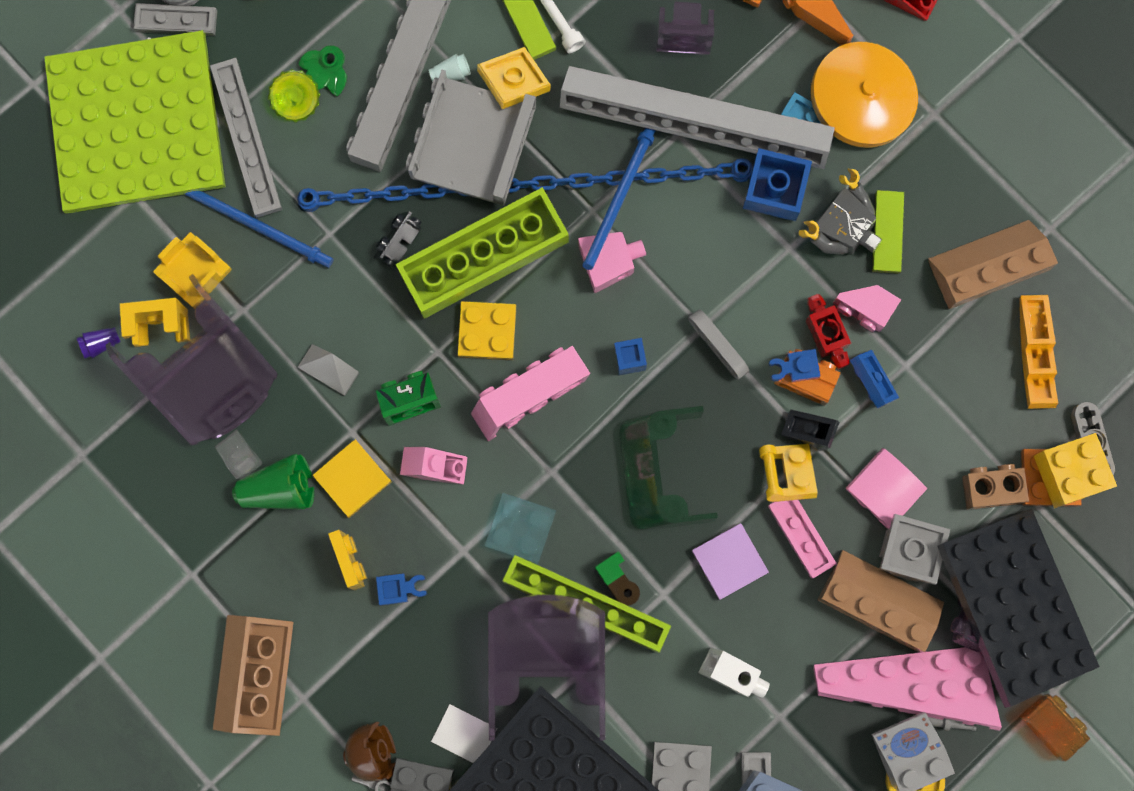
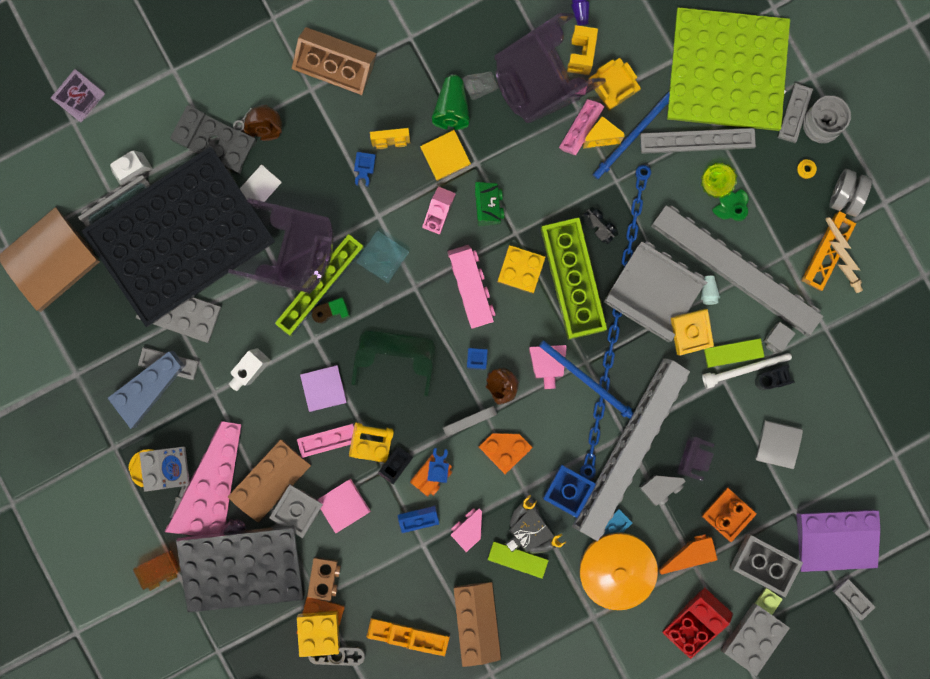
camera: 100 degrees right, 5 degrees up
(265, 298) = (581, 127): none -> bright pink plate
(267, 265) = (603, 134): none -> yellow slope
(328, 369) = (522, 158): light grey slope -> none
(657, 311) = (502, 385): none -> reddish brown hair
(736, 68) = (660, 487): none -> light grey slope
(743, 287) = (505, 450): none -> orange plate
(817, 305) = (479, 495): red piece -> none

